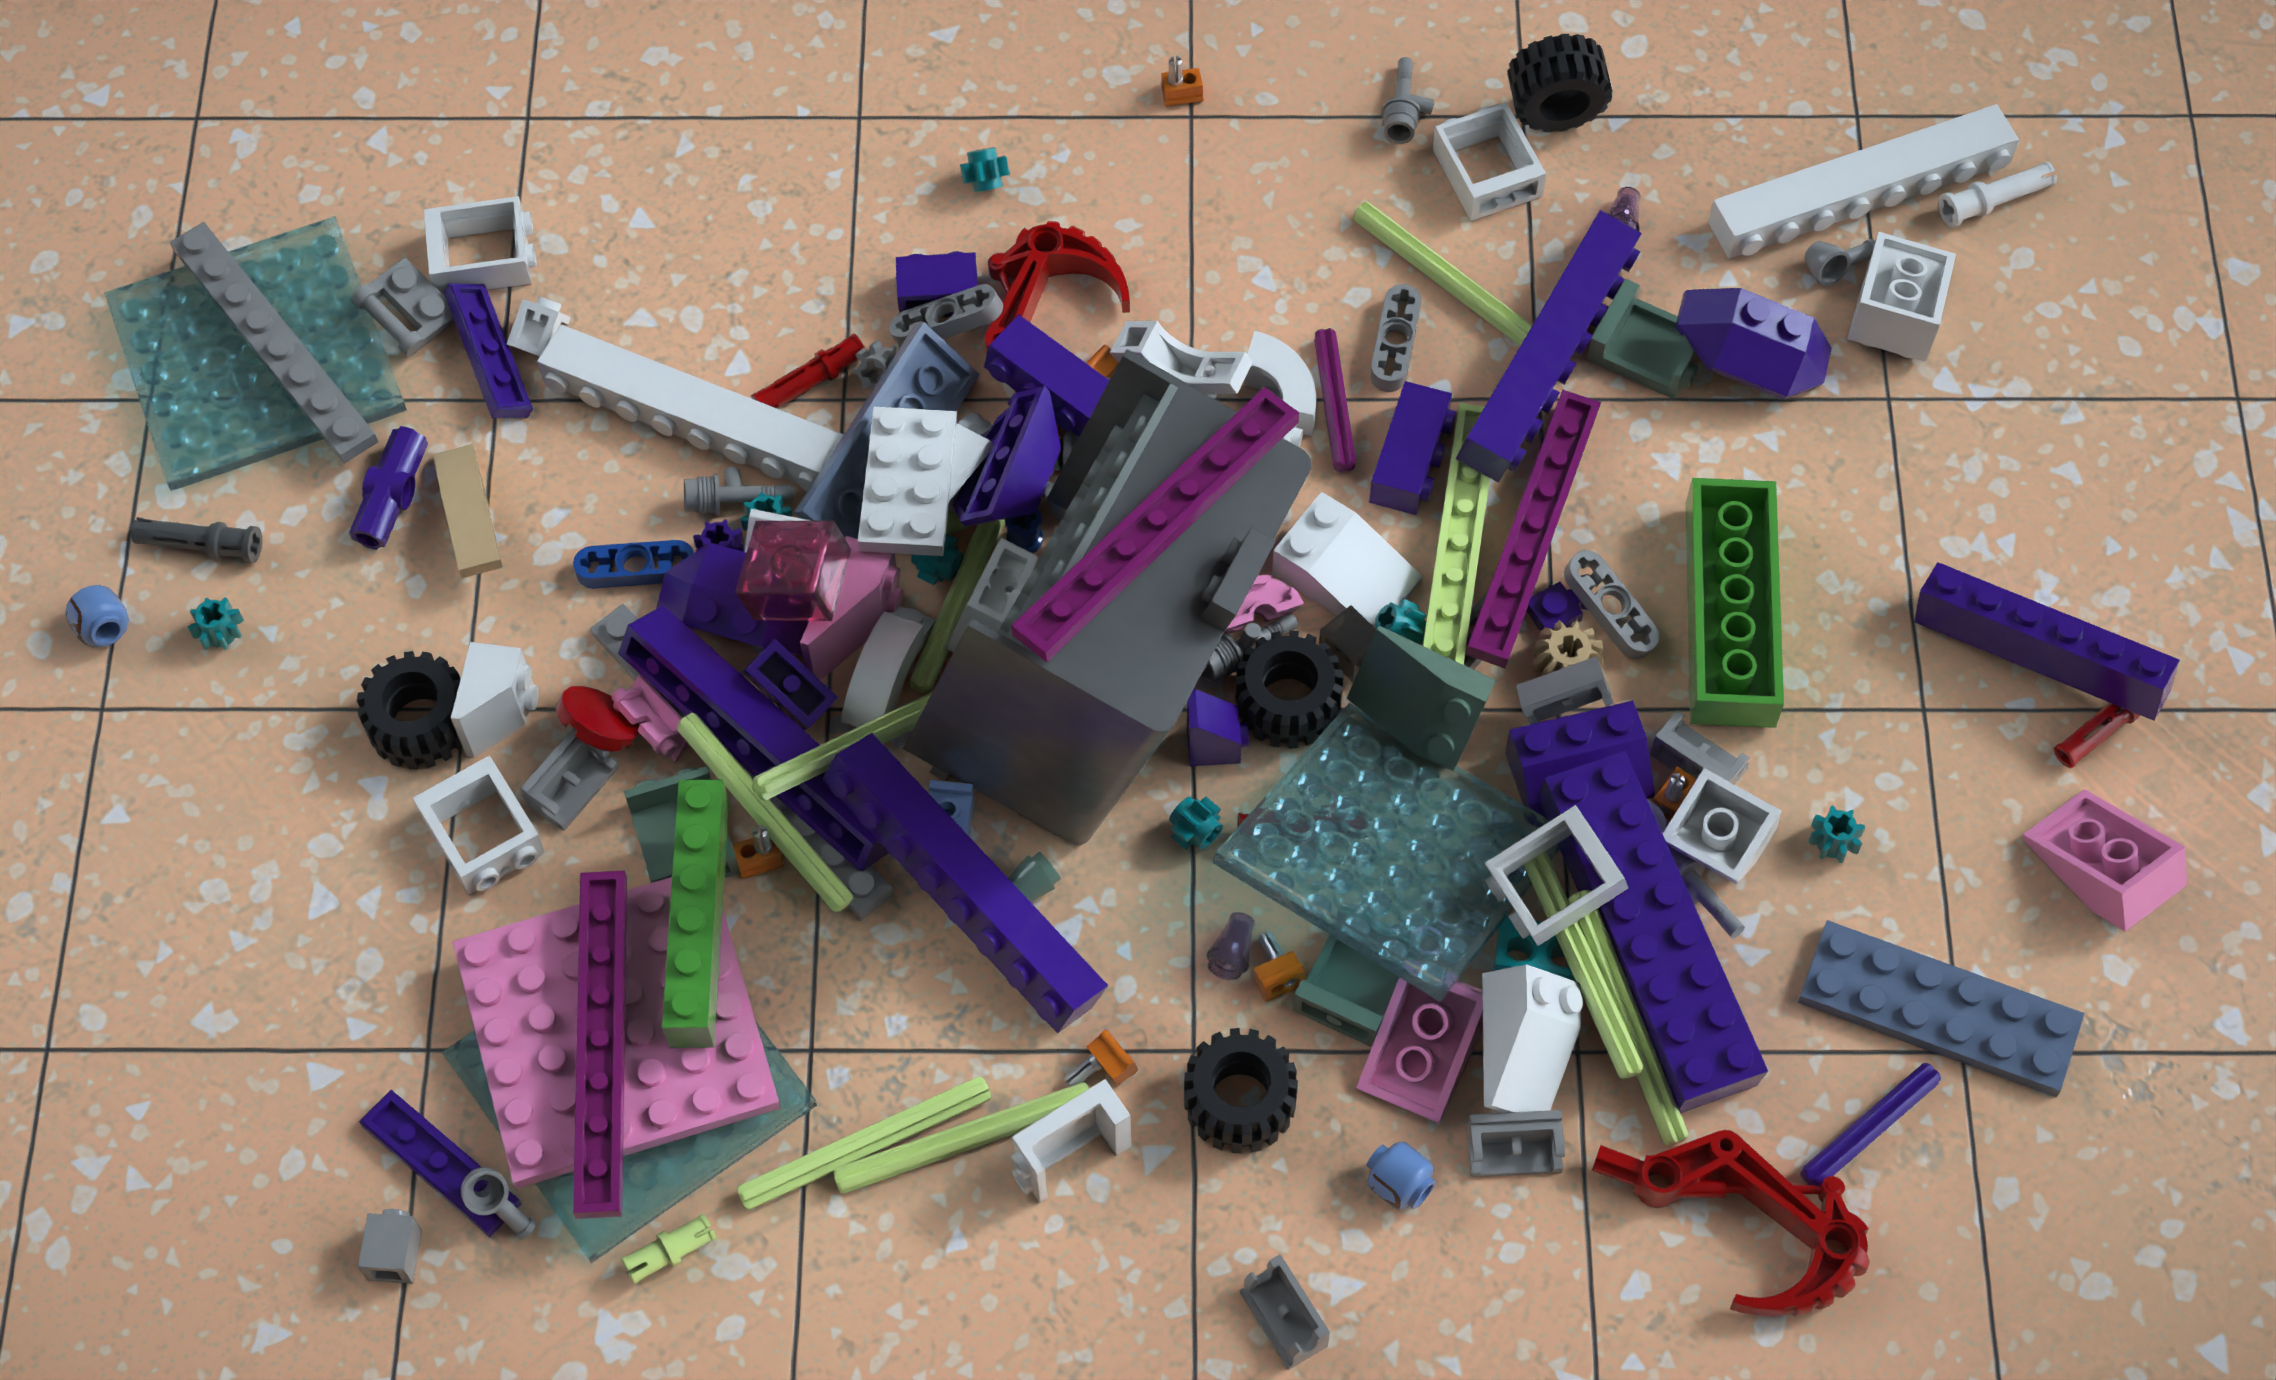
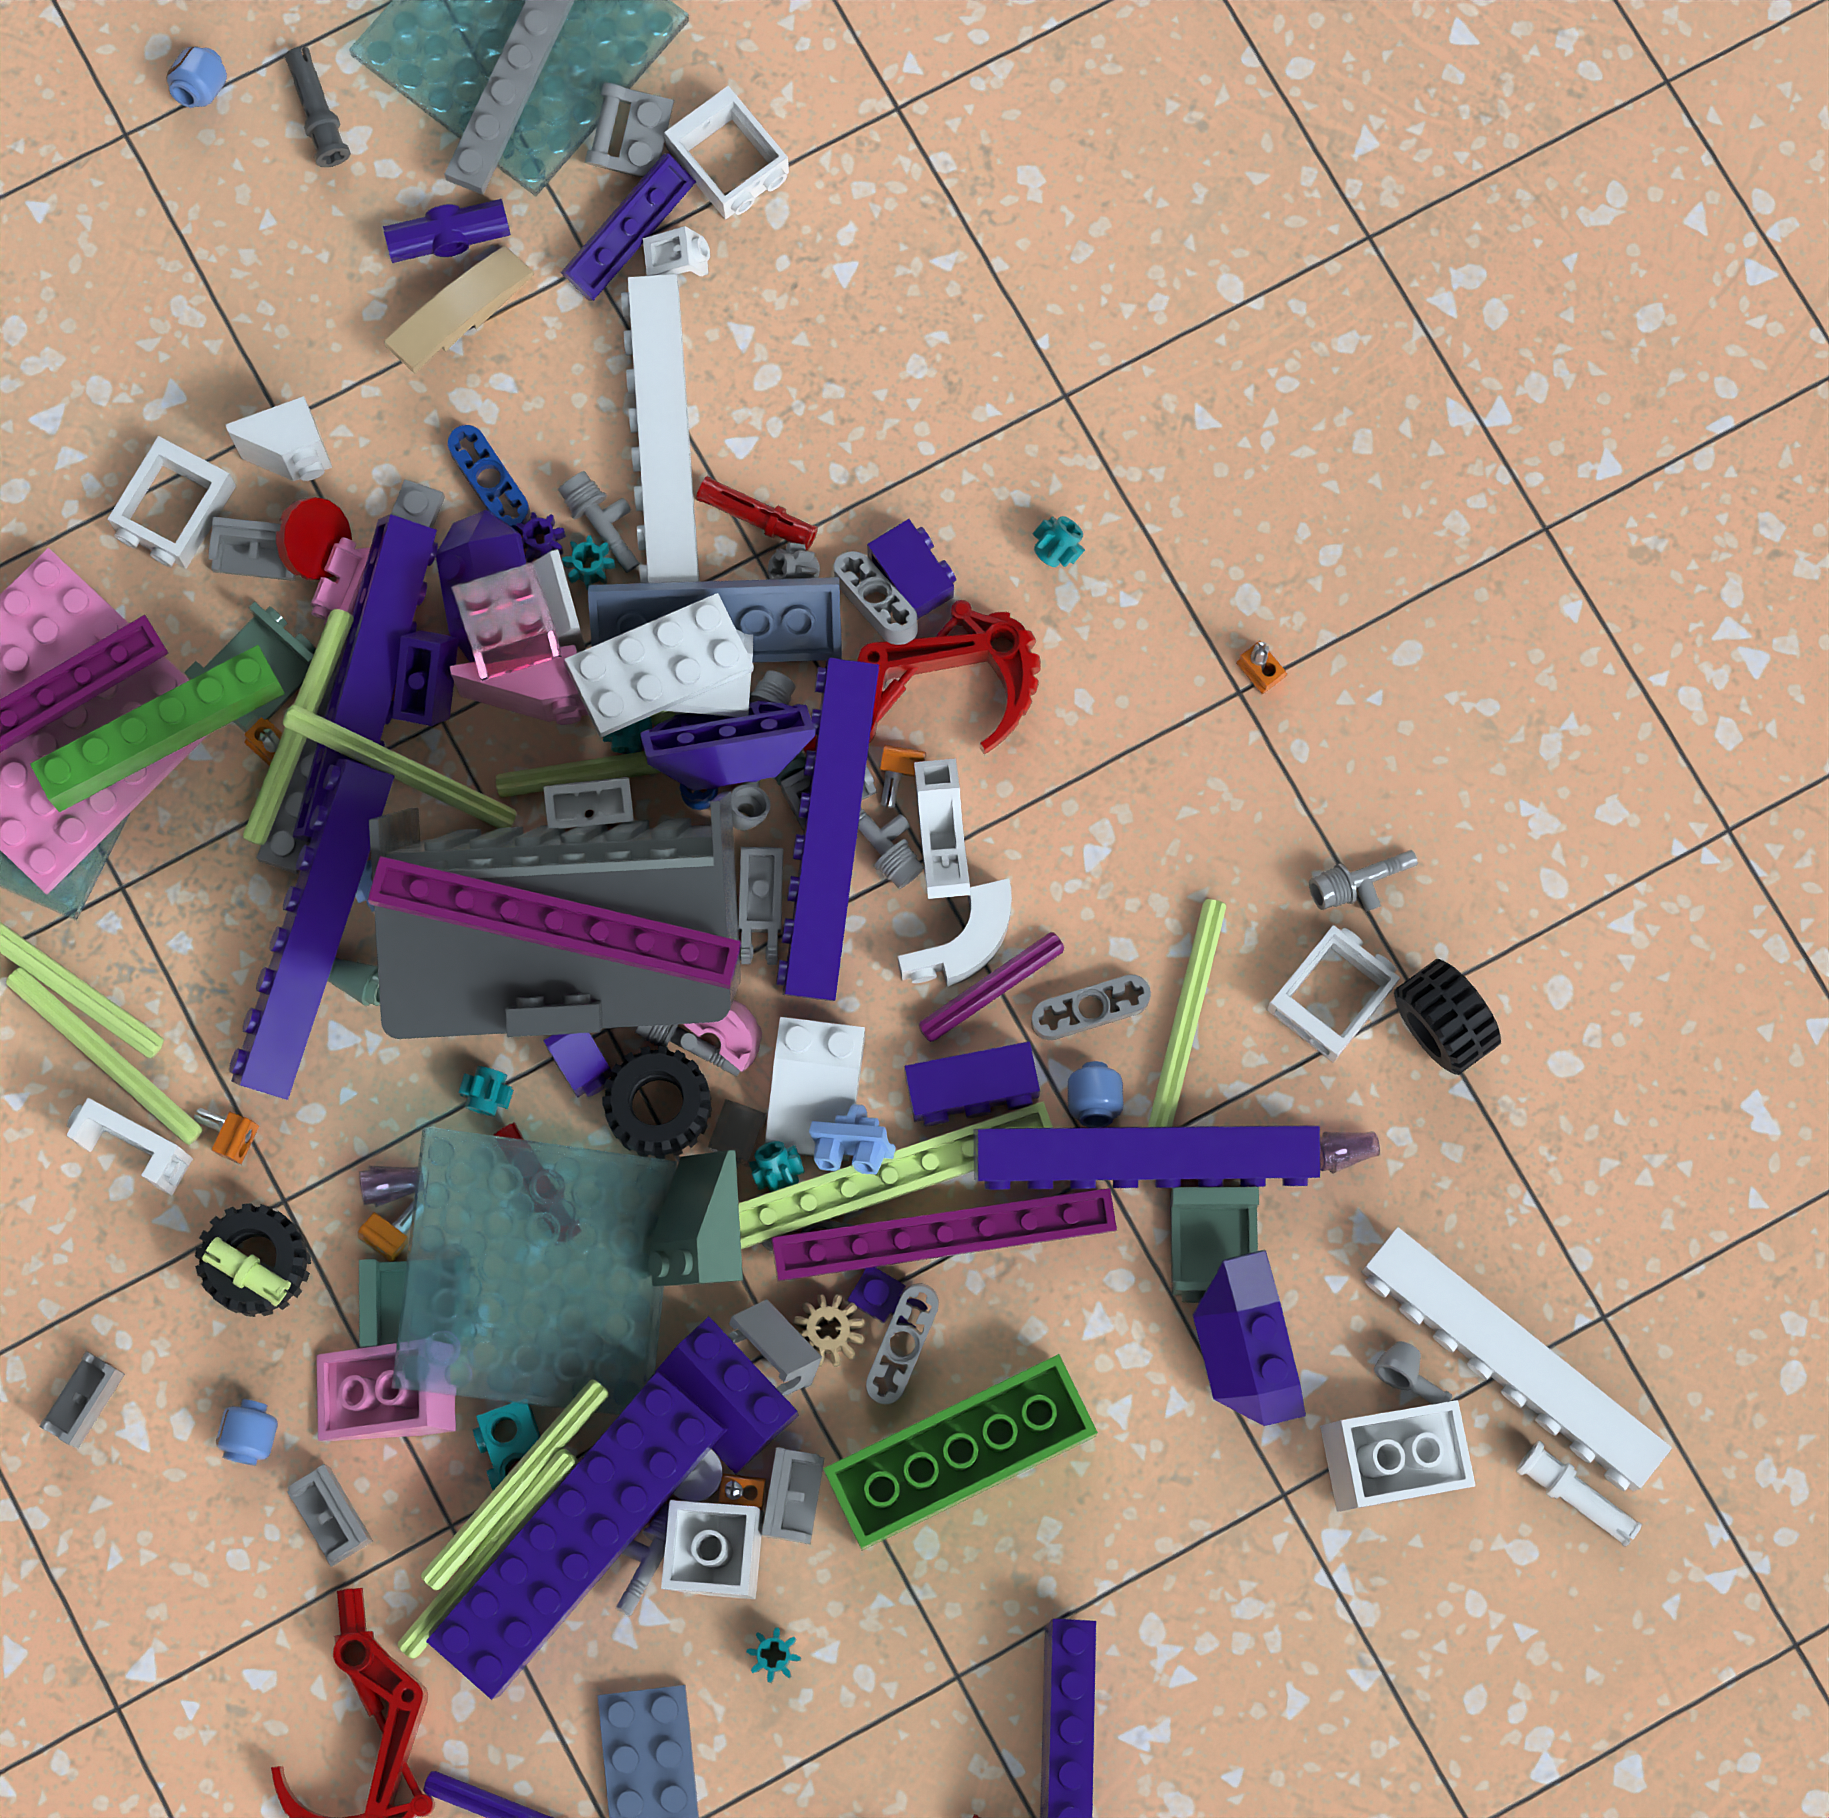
camera: 60 degrees right, 15 degrees up
(215, 623) = (231, 175): teal gear -> none
(393, 688) = (231, 358): black tyre -> none
(885, 664) = (497, 745): white arch -> none
(1257, 1081) = (246, 1271): none -> yellowish green pin
(1413, 546) = (851, 1136): none -> light blue hips
(1475, 363) = (1095, 1094): none -> medium blue head
(1527, 1036) = (413, 1477): white slope -> none
(1538, 842) = (591, 1451): white window -> none

